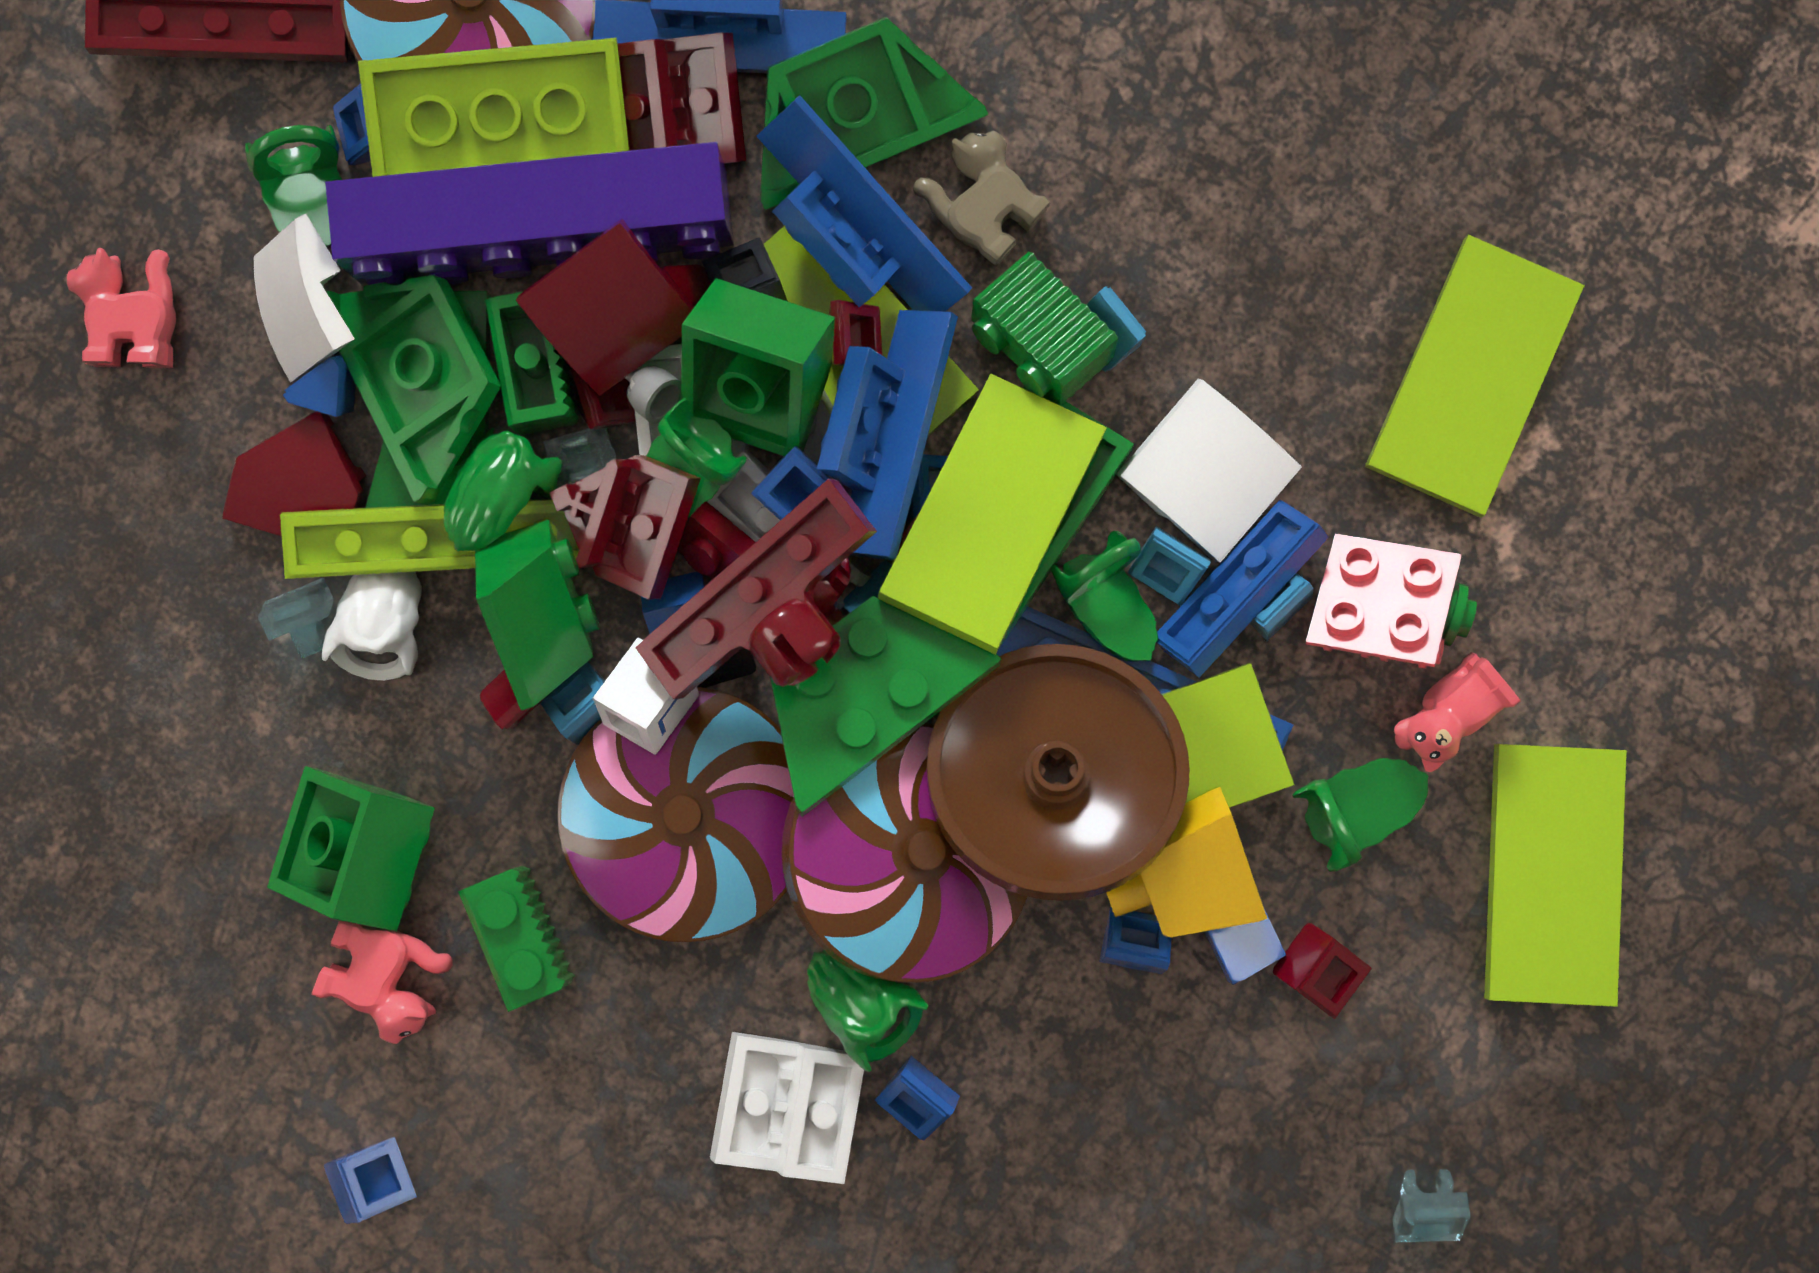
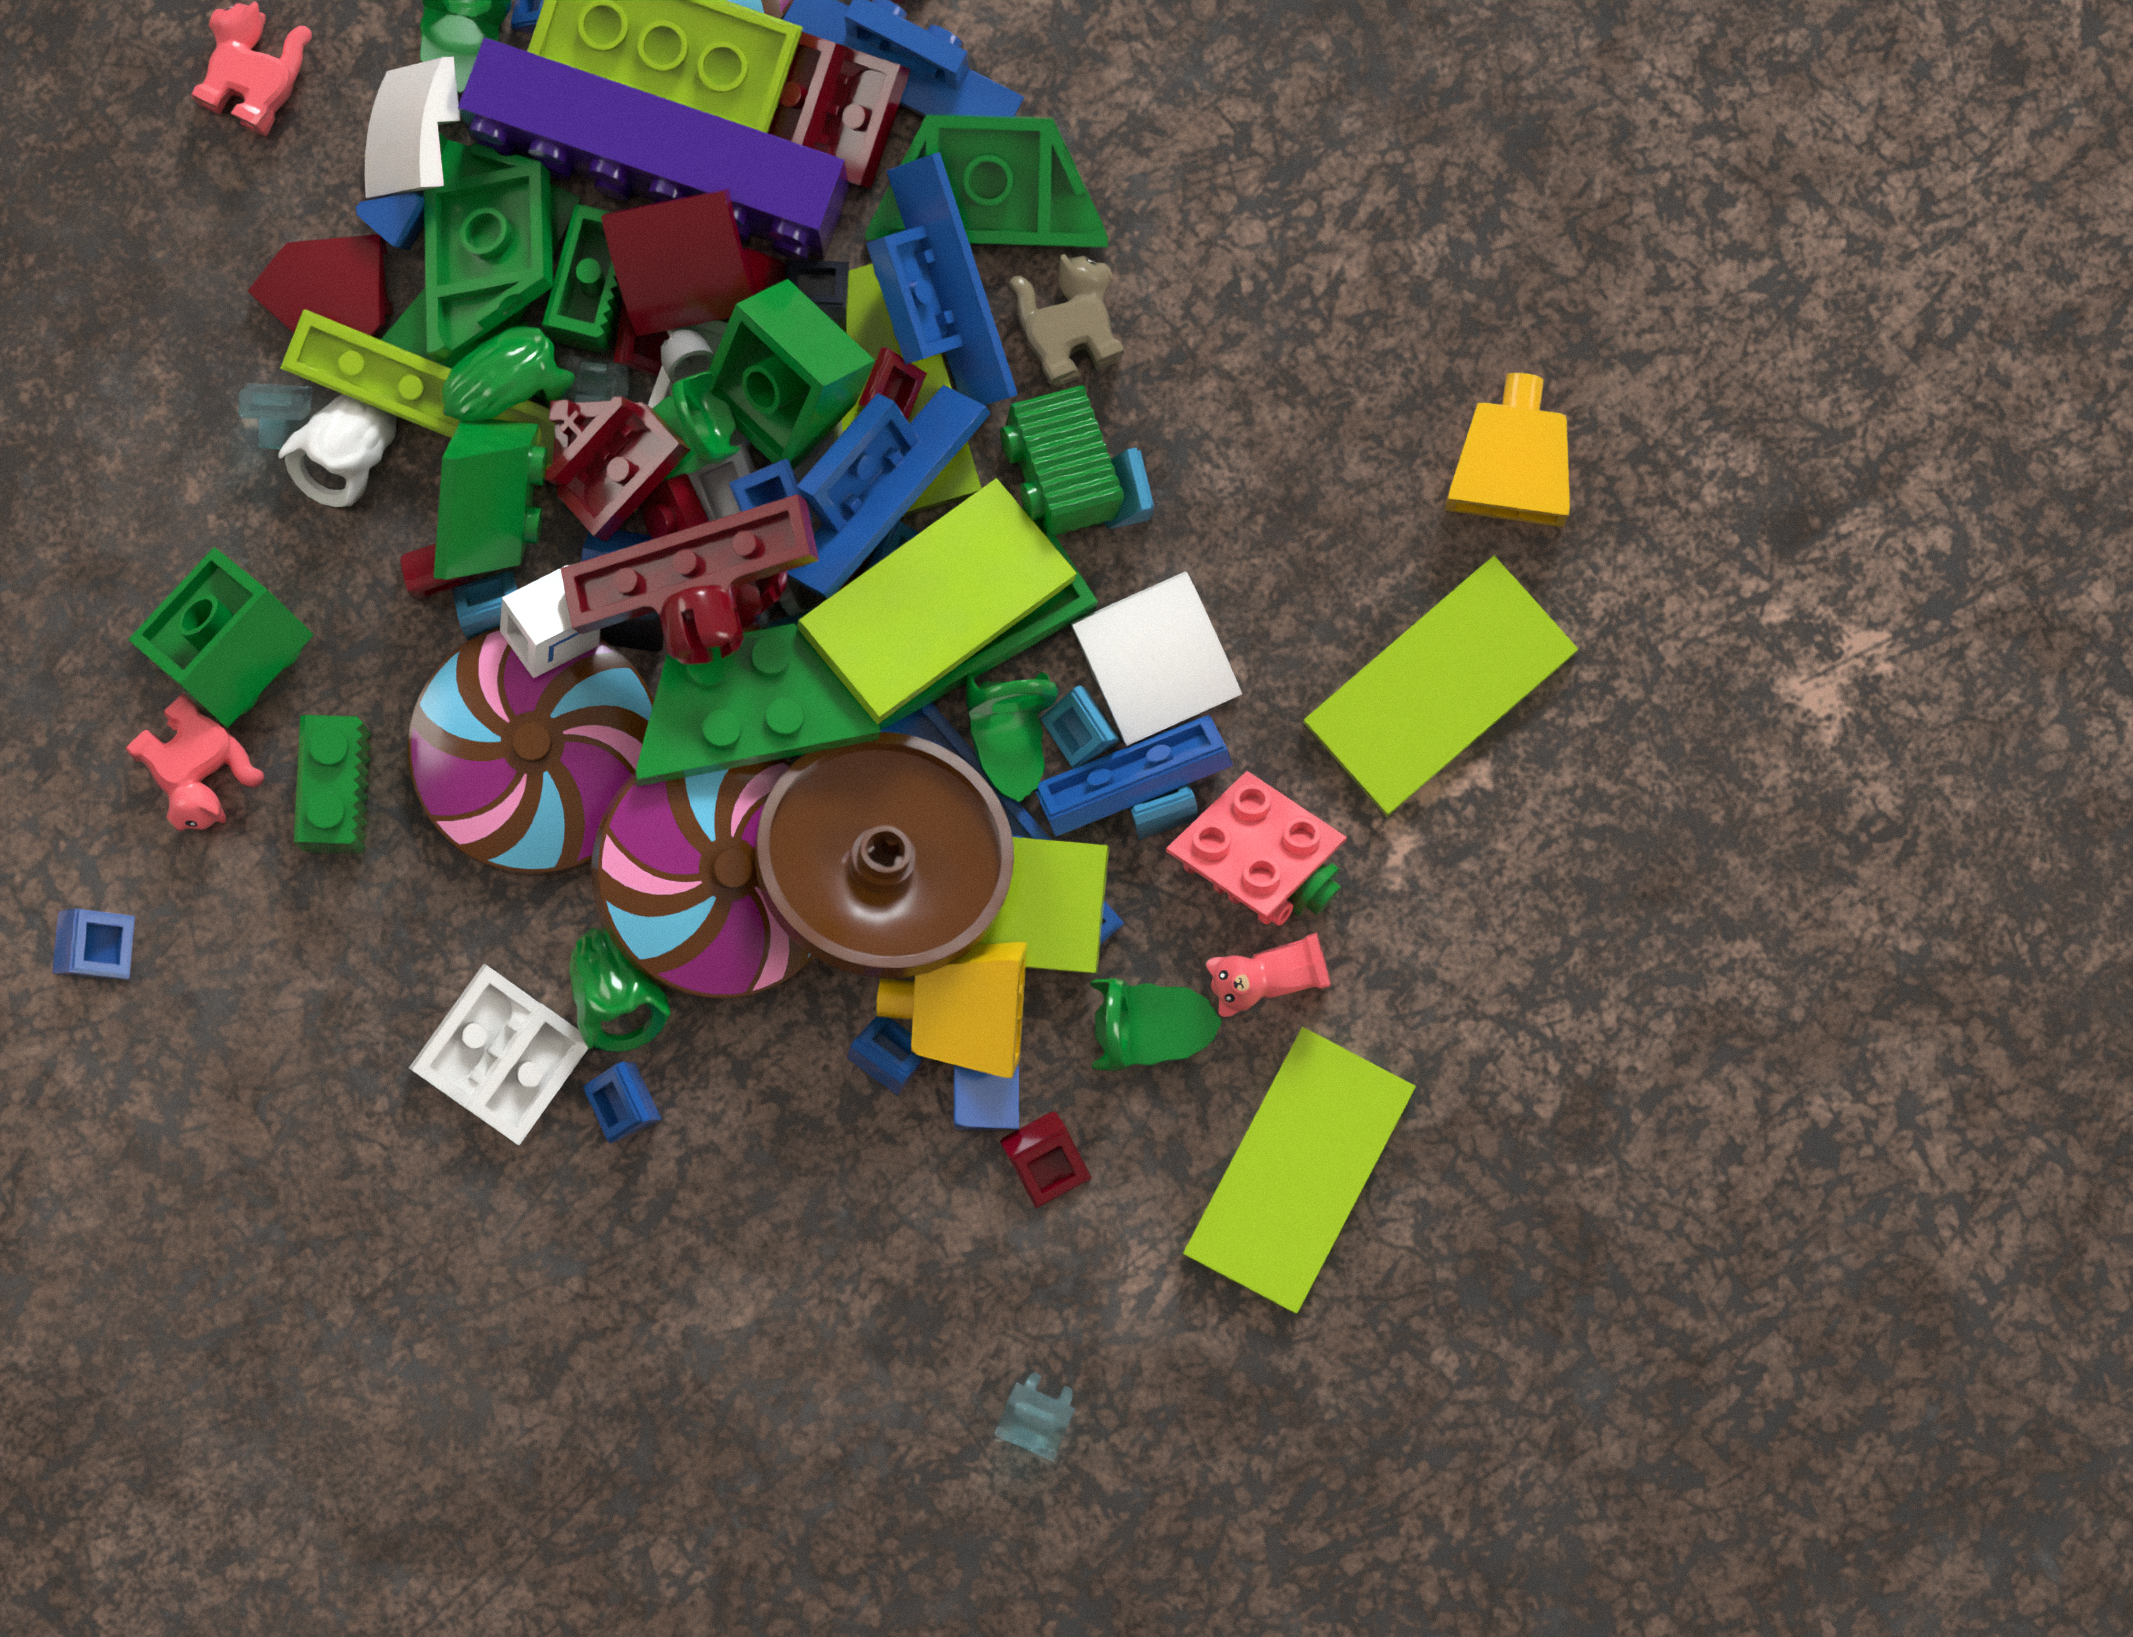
camera: 25 degrees right, 5 degrees down
(1447, 138) = (1514, 459): none -> yellow torso

